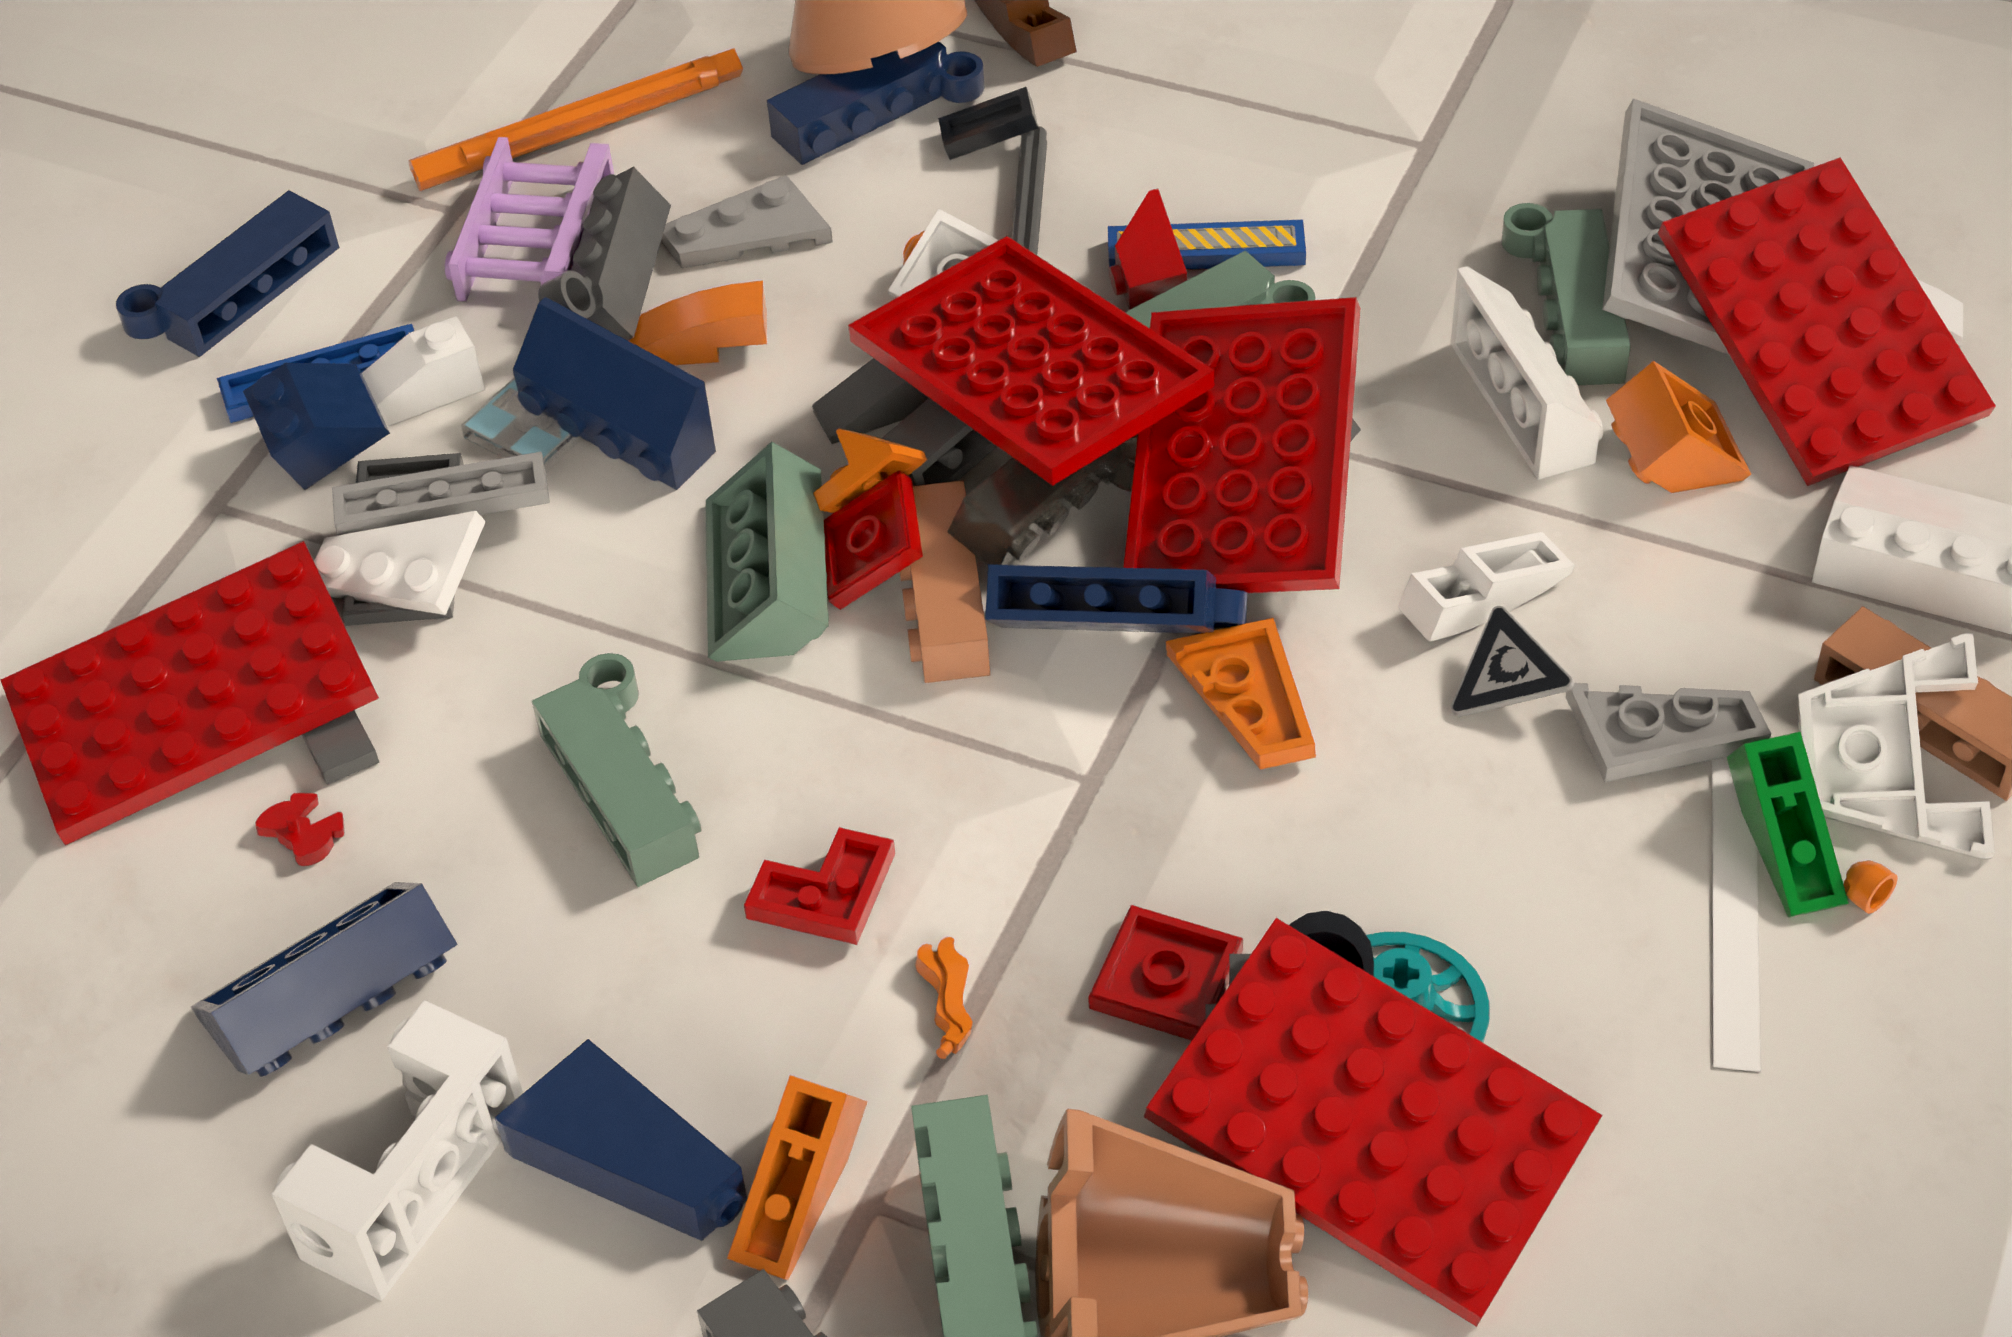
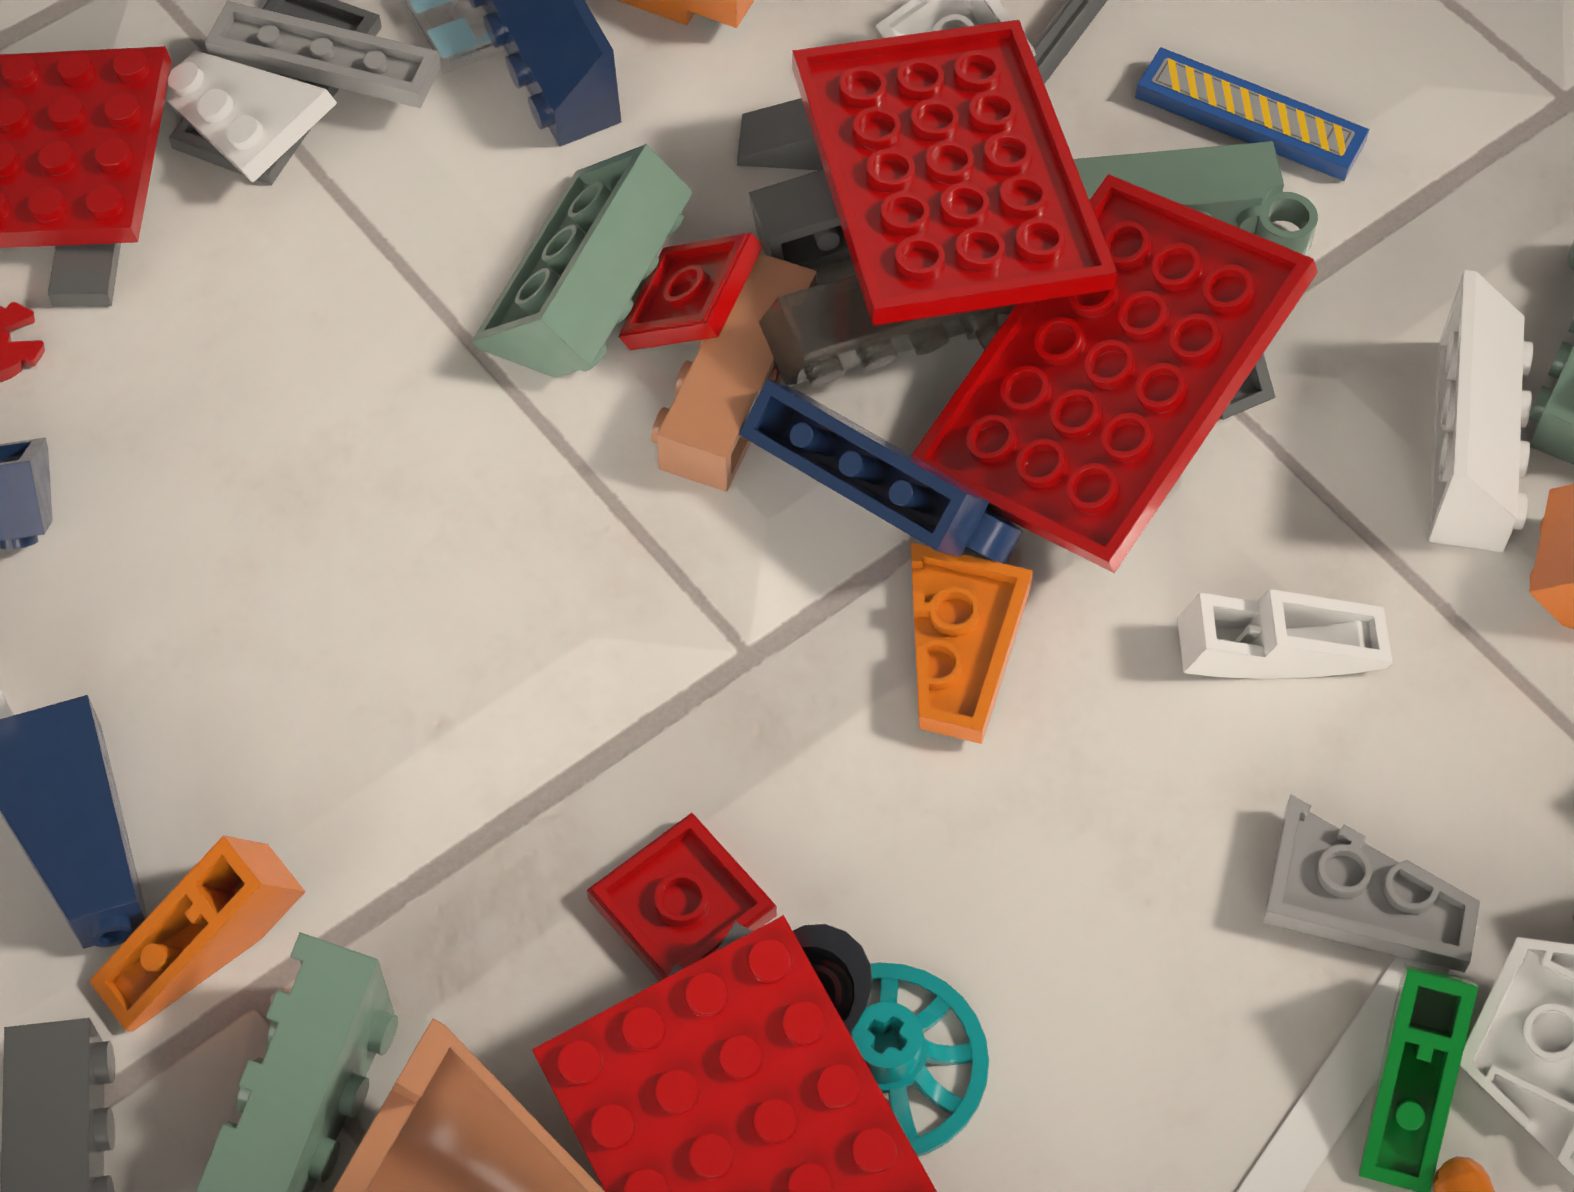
camera: 25 degrees right, 10 degrees up
(613, 769) = (298, 420): sand green hinge -> none
(828, 901) = (419, 660): red plate -> none
(869, 464) = (730, 207): orange slope -> none
(948, 975) = (473, 794): orange hair -> none
(1147, 255) = (1169, 99): red slope -> none
(1507, 669) = (1238, 746): black piece -> none

